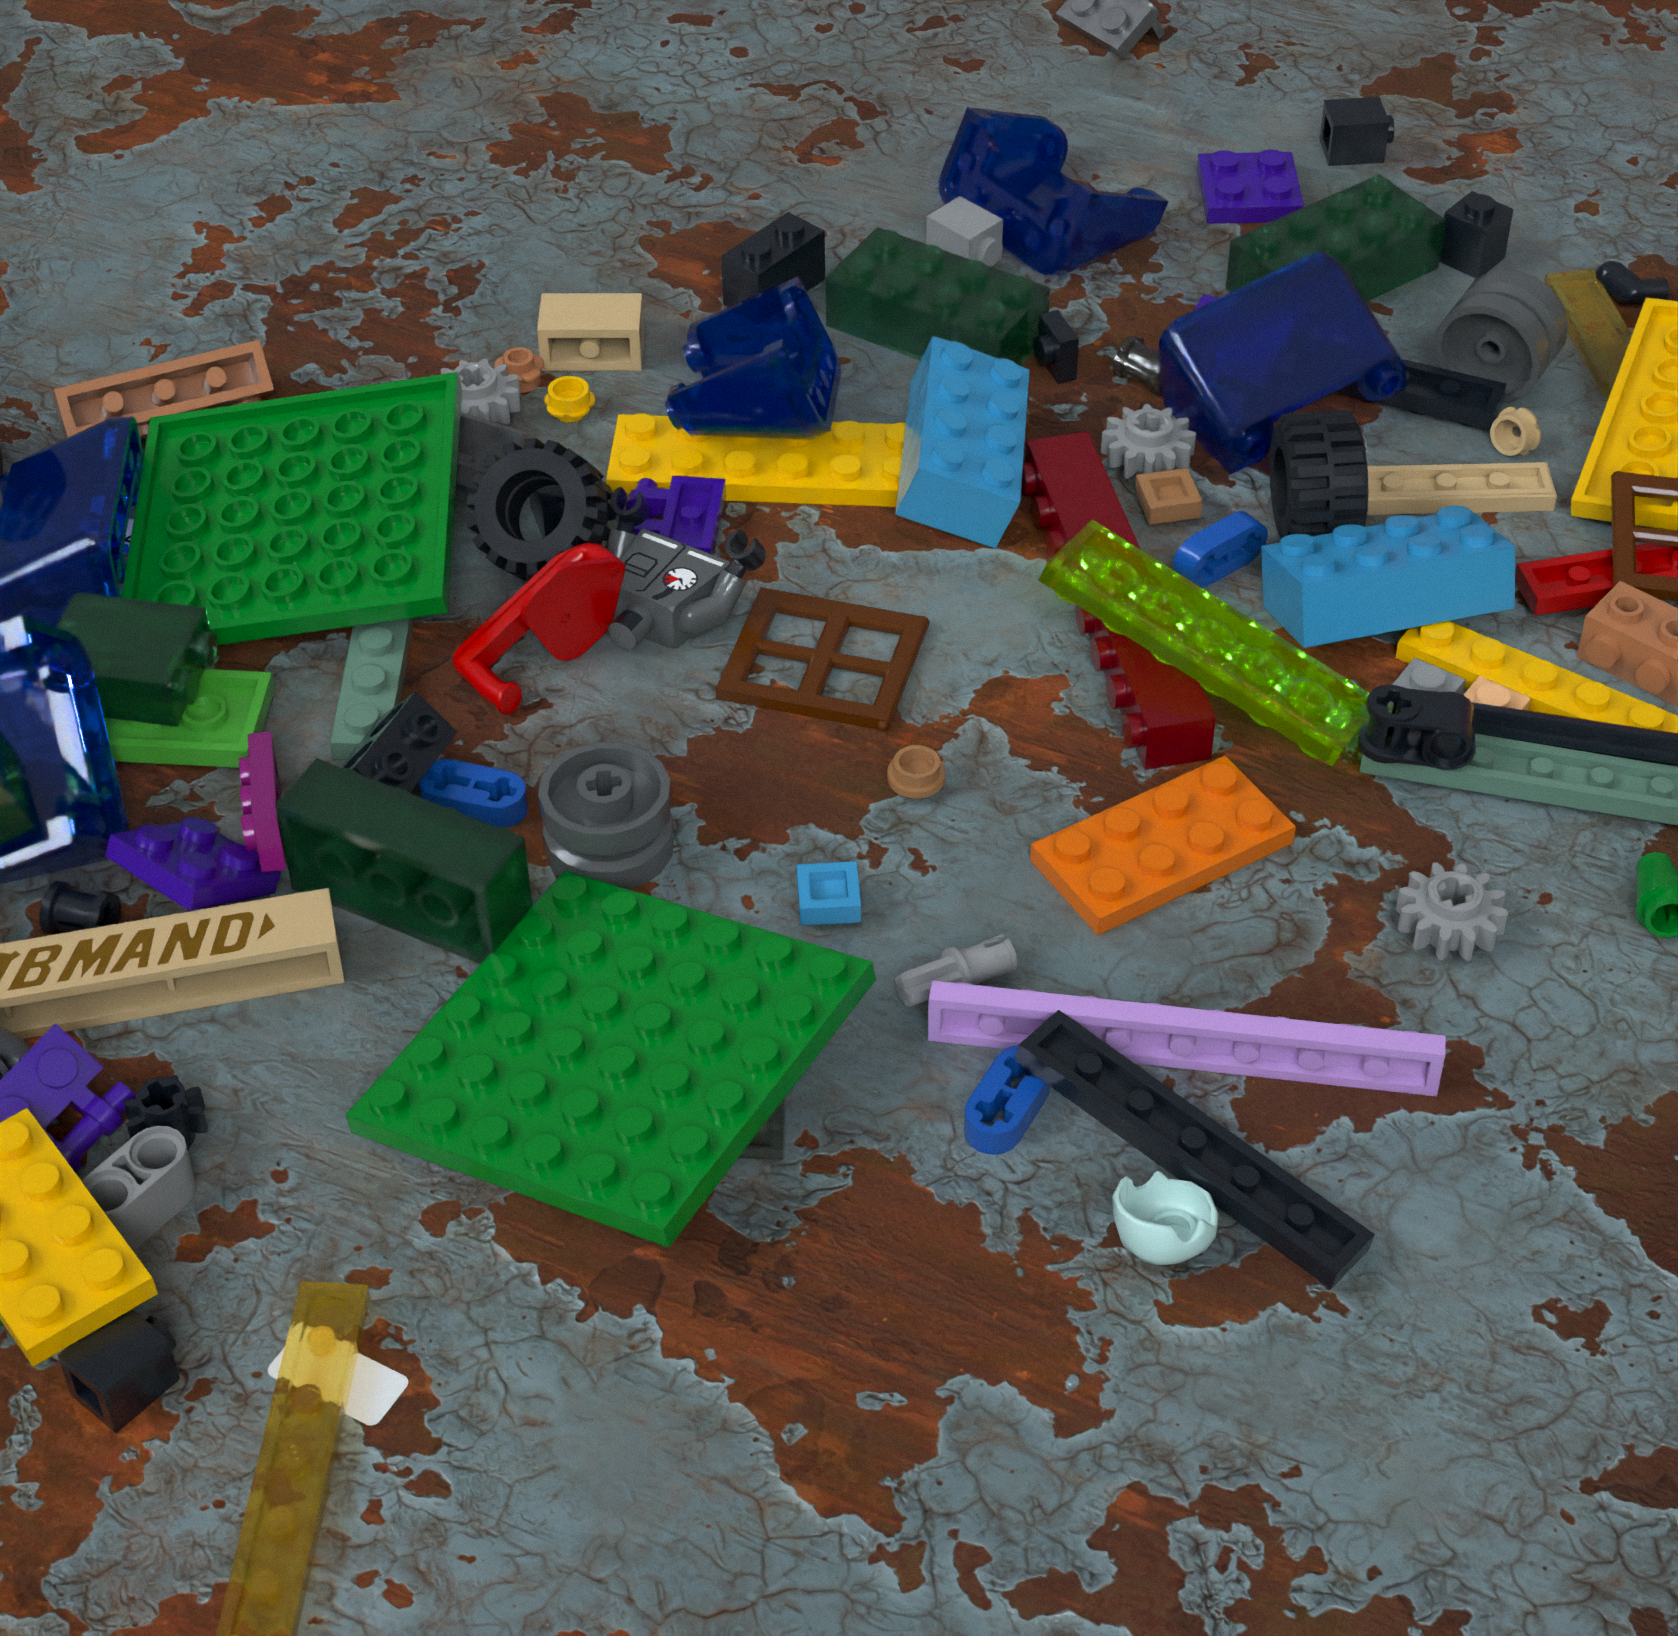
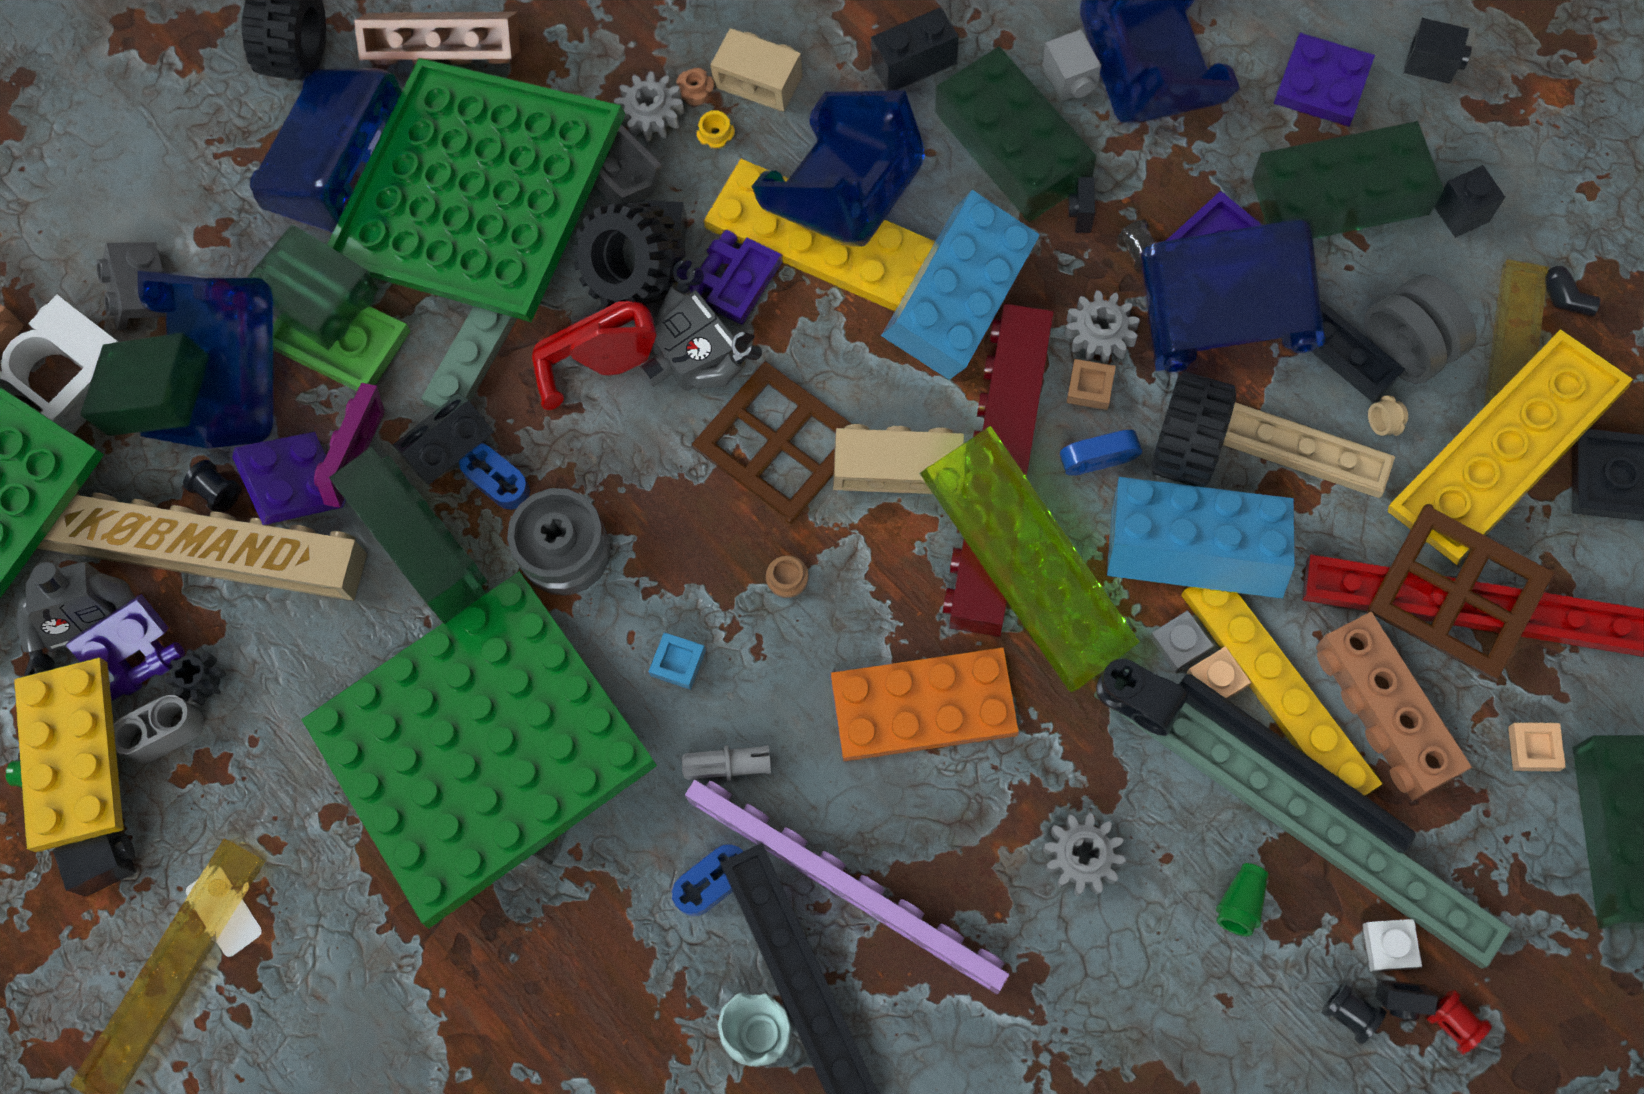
camera: 30 degrees right, 25 degrees up
(984, 622) = (888, 458): none -> tan brick

